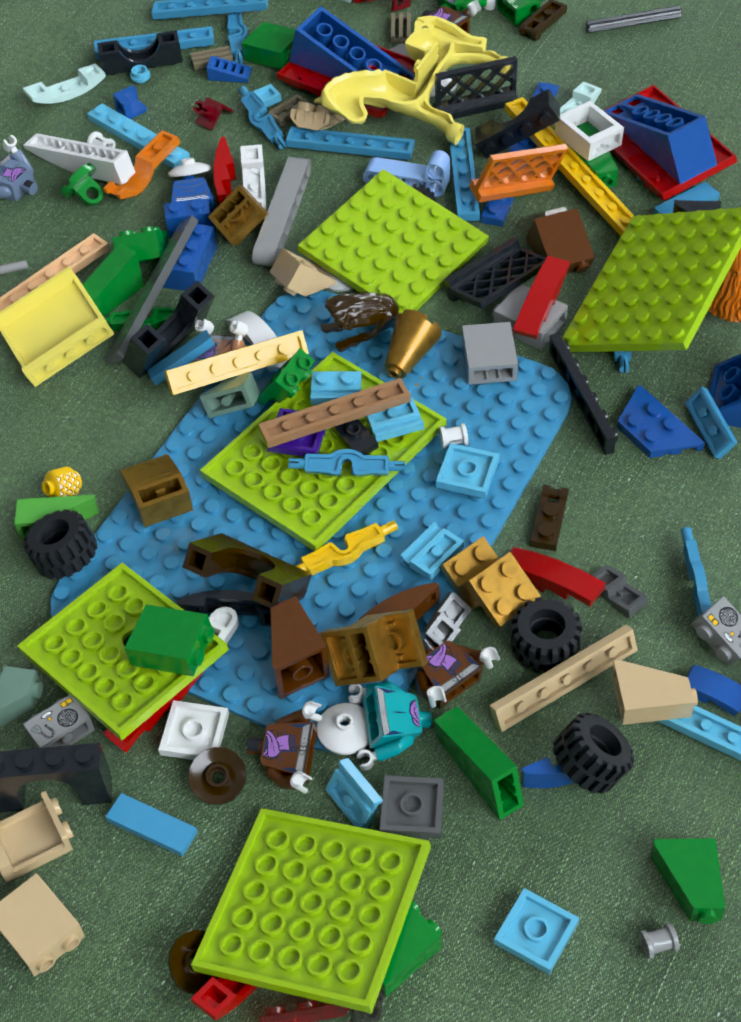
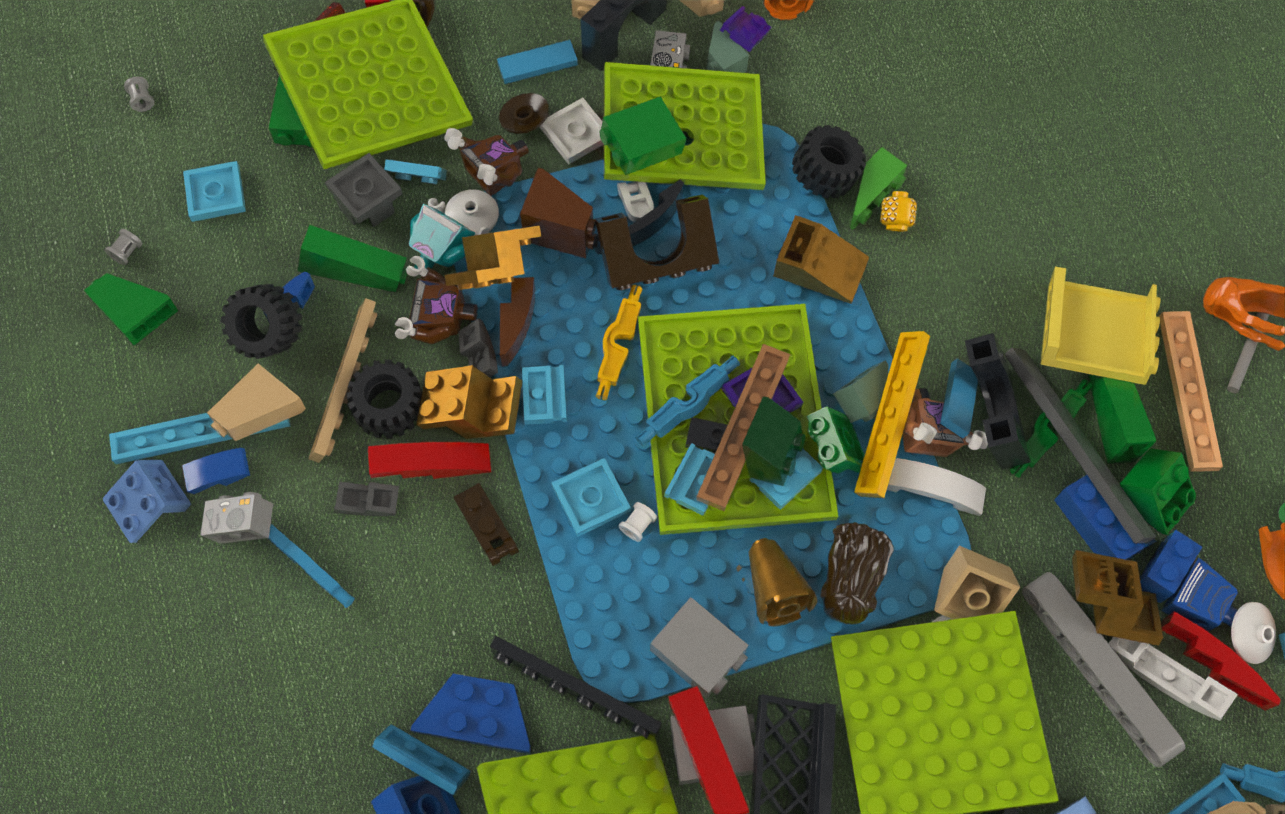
camera: 130 degrees right, 15 degrees up
(332, 384) = (772, 443): none -> dark green slope

